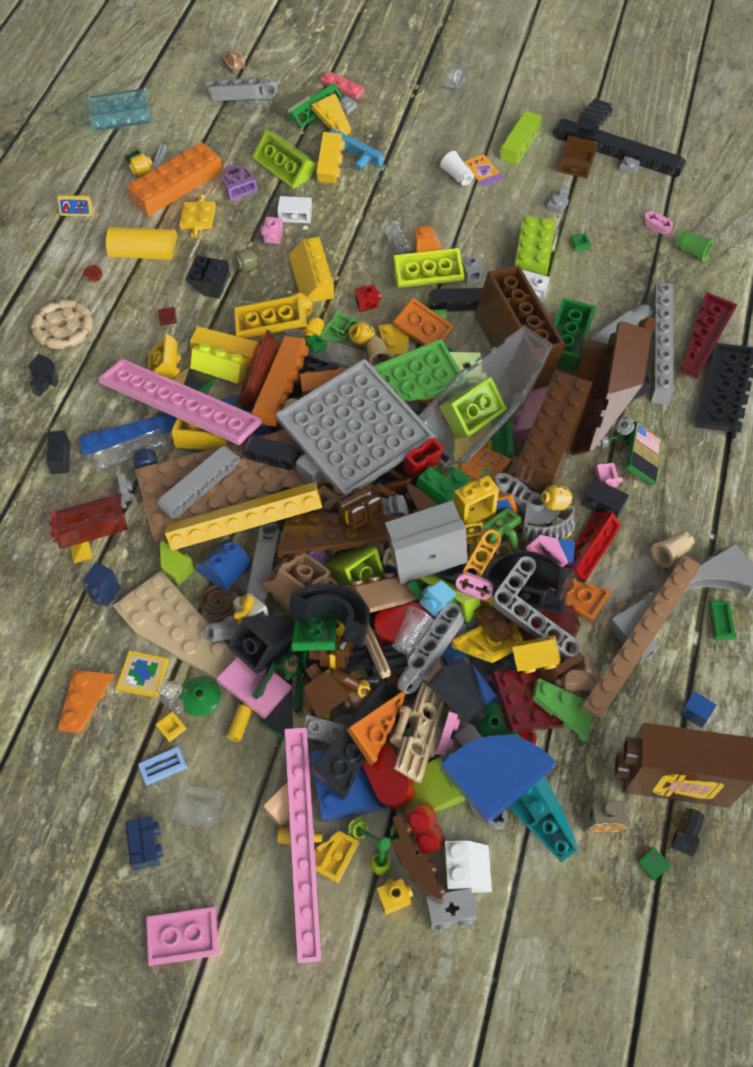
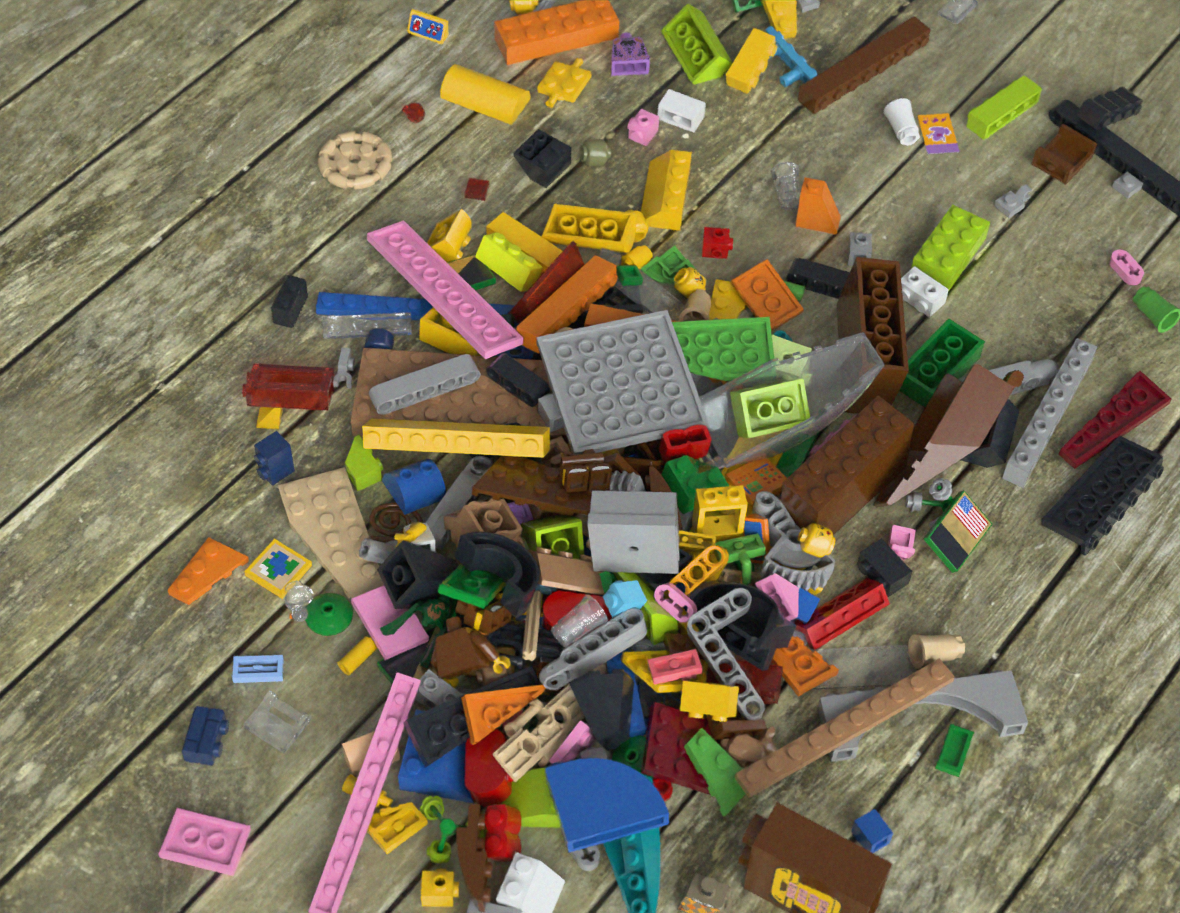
camera: 20 degrees right, 5 degrees down
(43, 373) = (311, 210): black brick -> none
(170, 726) = (283, 632): yellow plate -> none
(409, 137) = (863, 65): none -> reddish brown brick
(428, 268) = (806, 231): neon yellow brick -> none
(499, 638) = (674, 666): none -> coral hinge
(580, 242) = (1014, 260): green tile -> none

